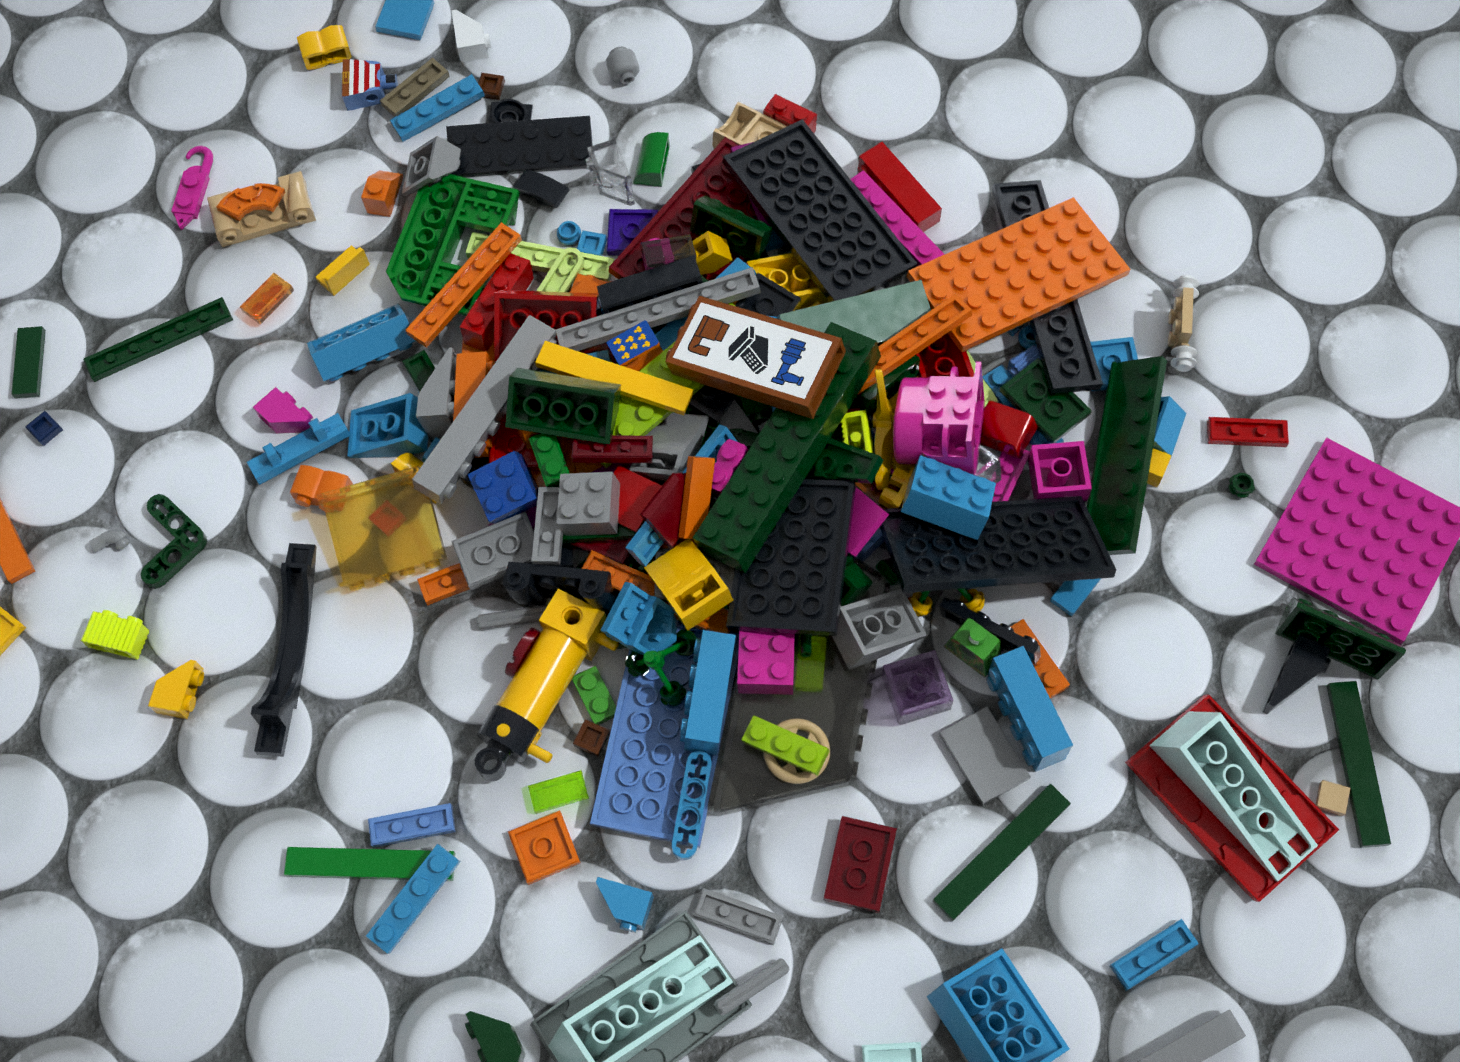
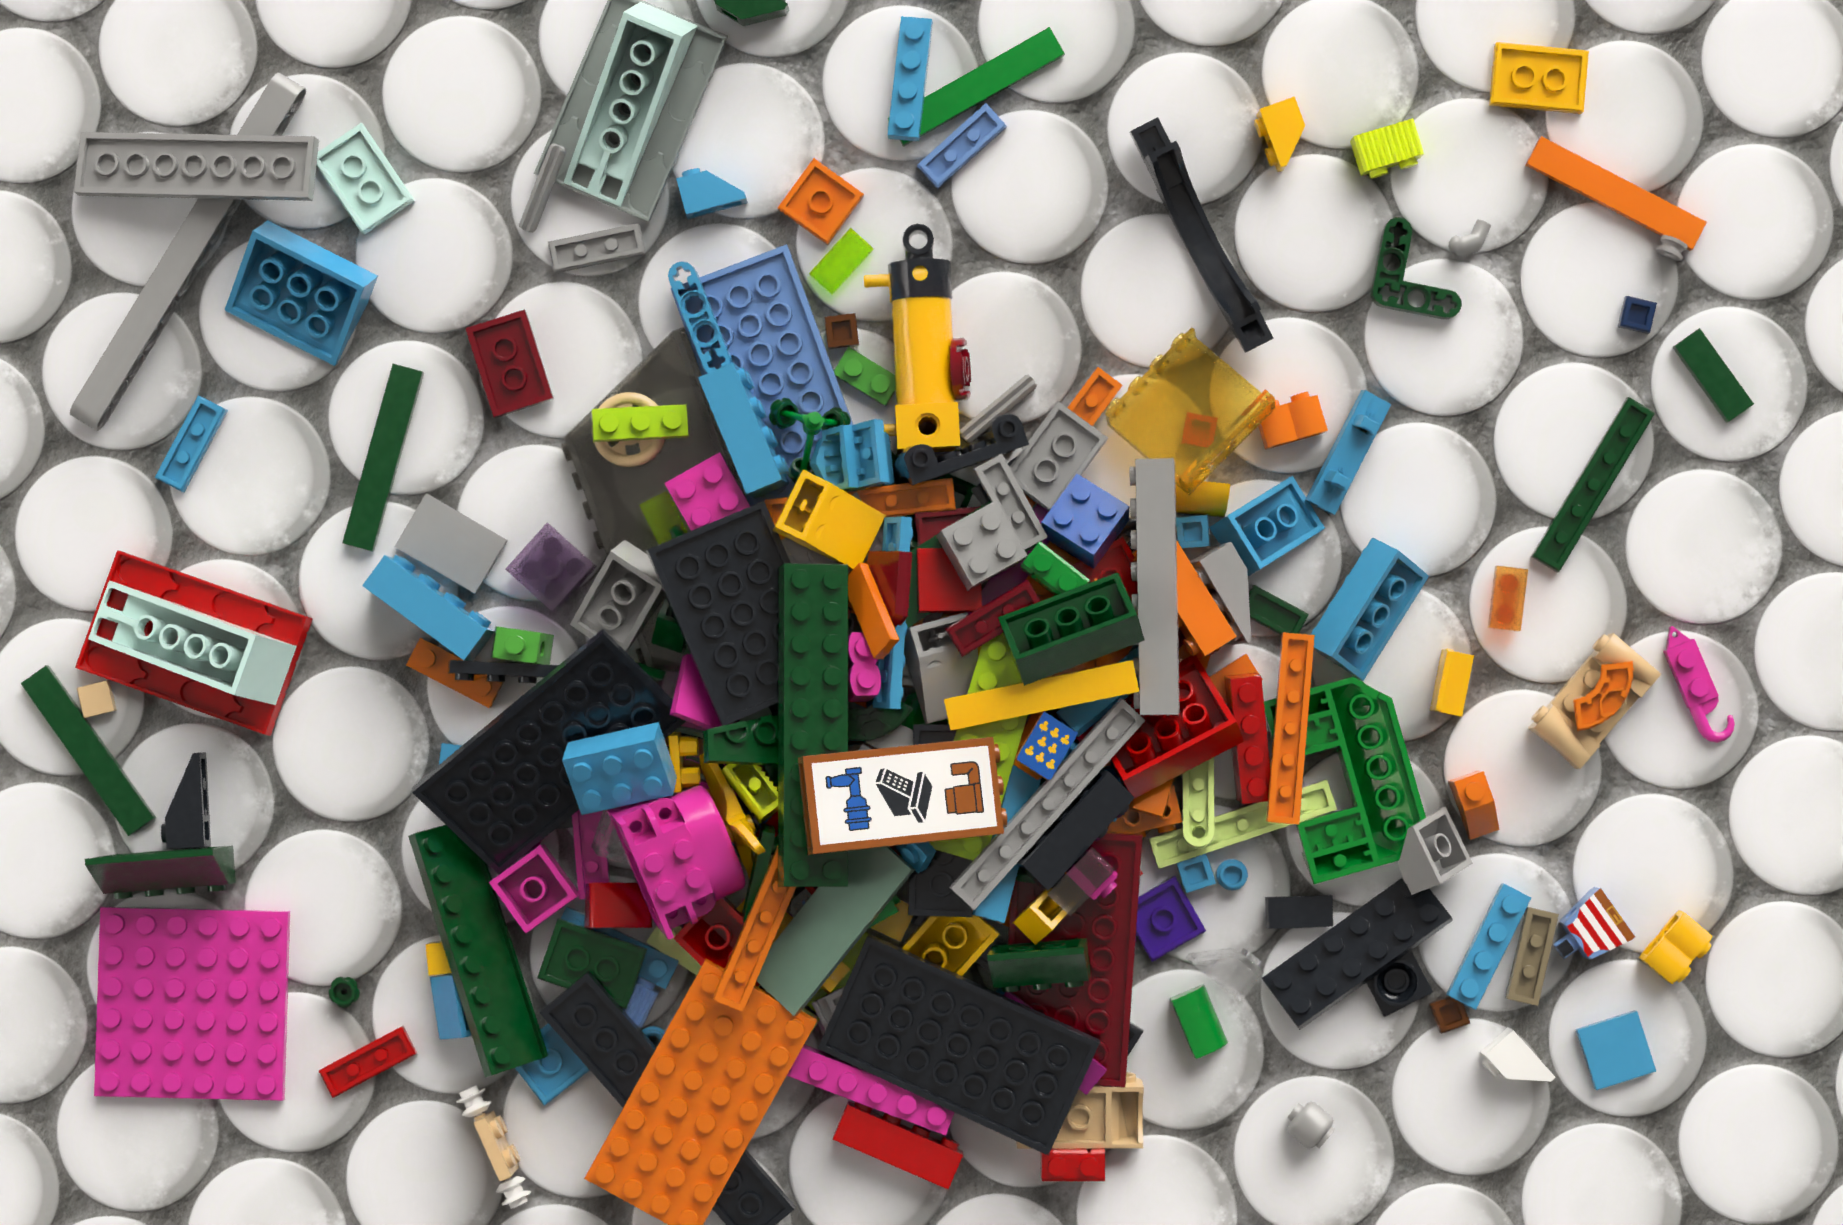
camera: 145 degrees right, 20 degrees up
(281, 413) = (1392, 477): dark pink slope -> none

